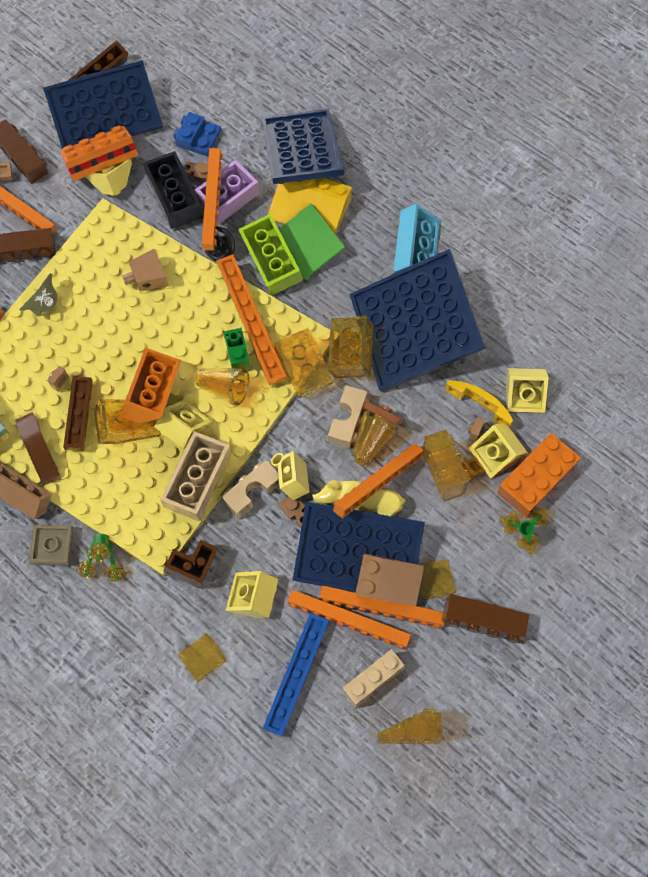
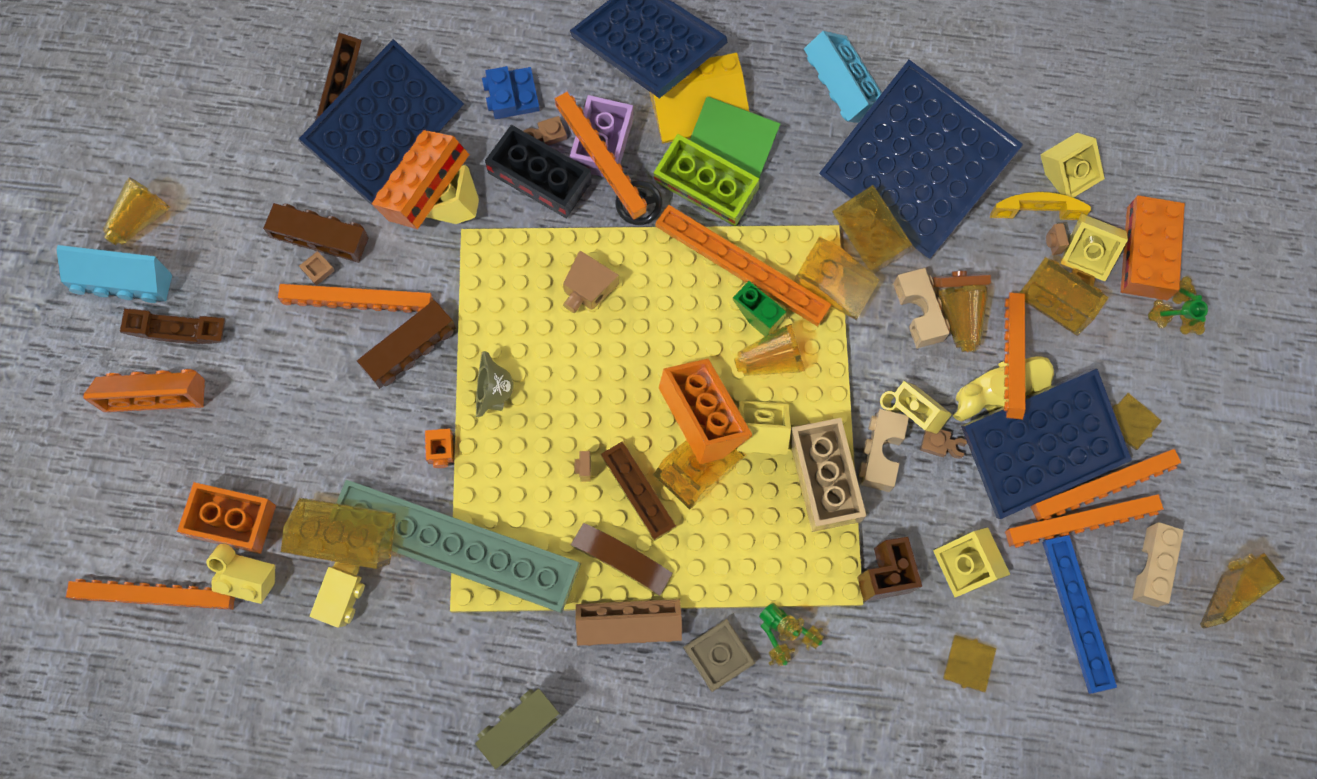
camera: 40 degrees left, 5 degrees up
(389, 580) = (1099, 453): medium nougat slope -> none
(485, 617) = (1215, 428): reddish brown brick -> none

